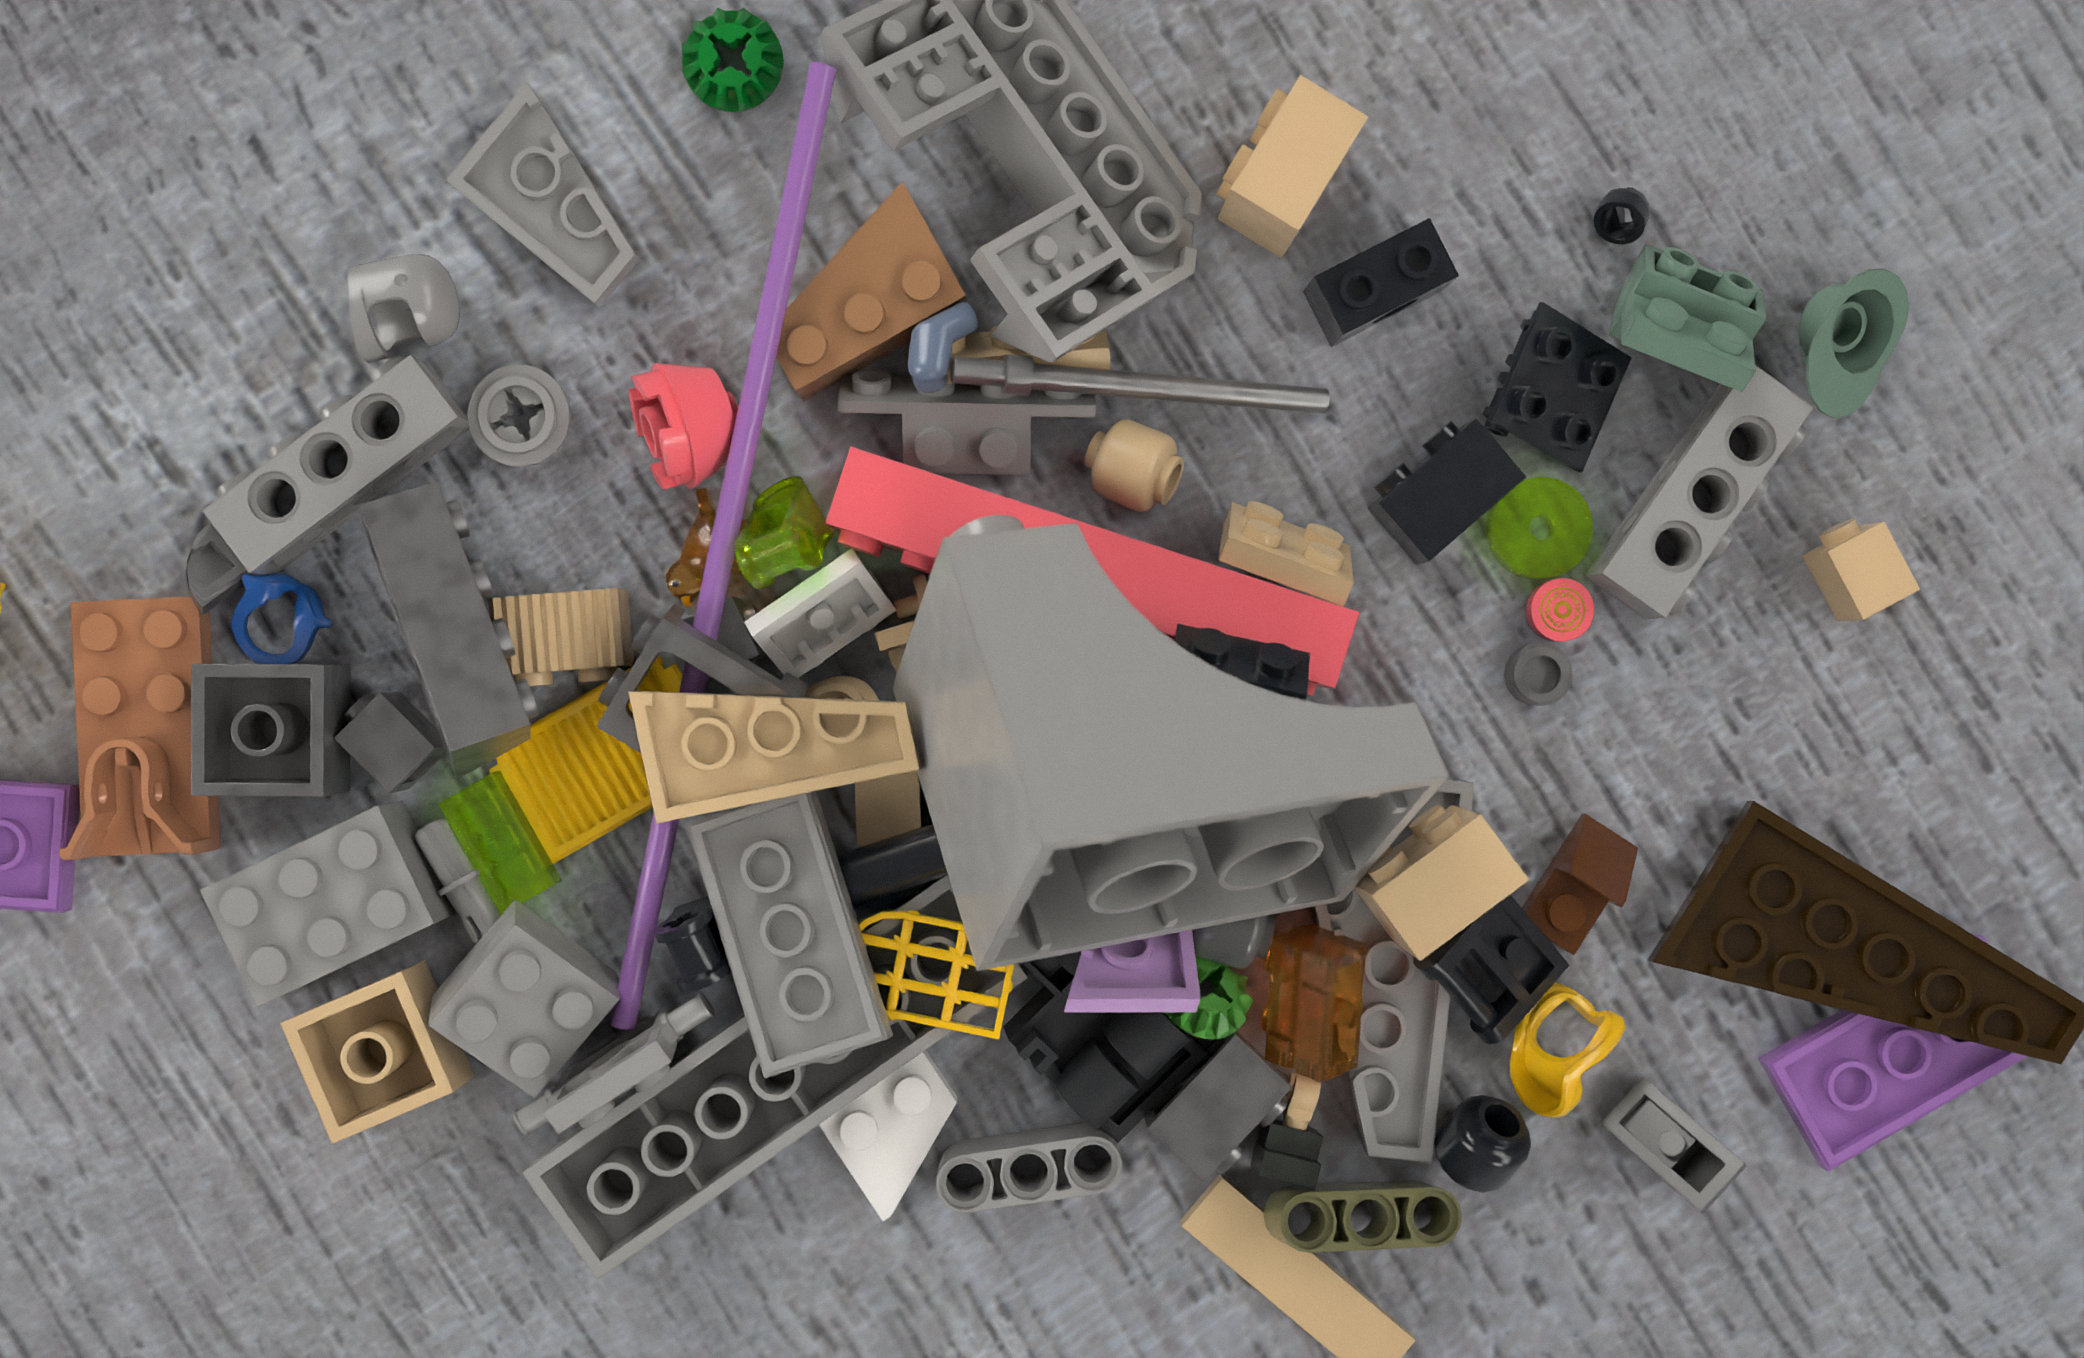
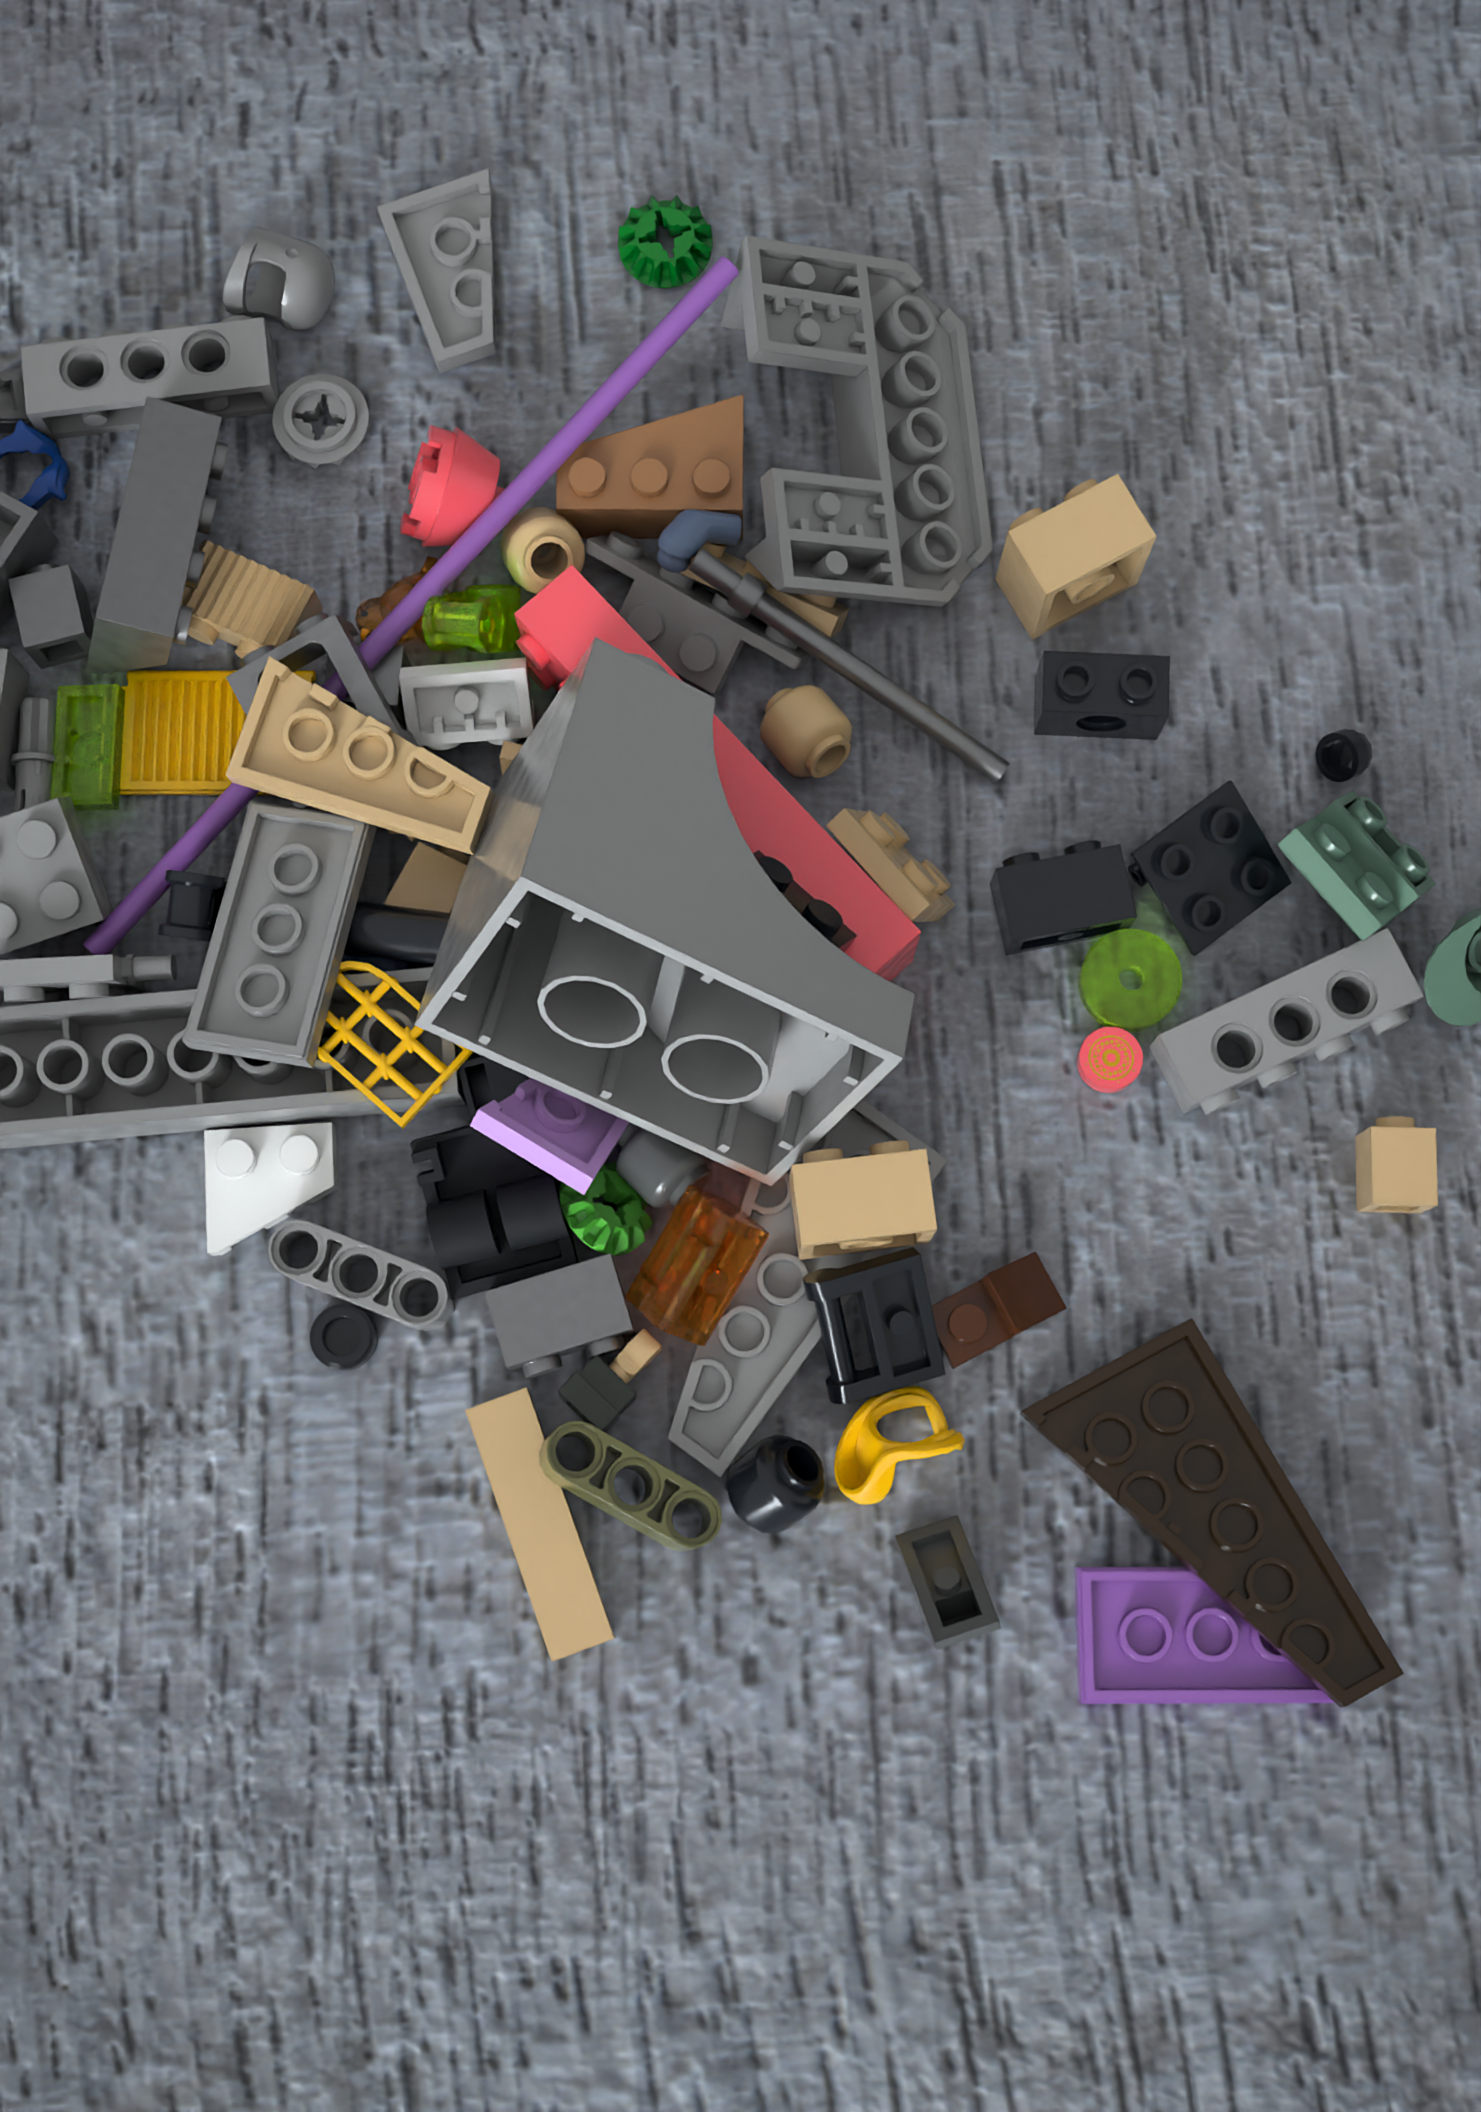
camera: 30 degrees right, 10 degrees down
(803, 433) = (538, 530): none -> tan head
(1041, 1226) = (343, 1337): none -> black tile
(1538, 674) = (1060, 1105): flat silver tile -> none

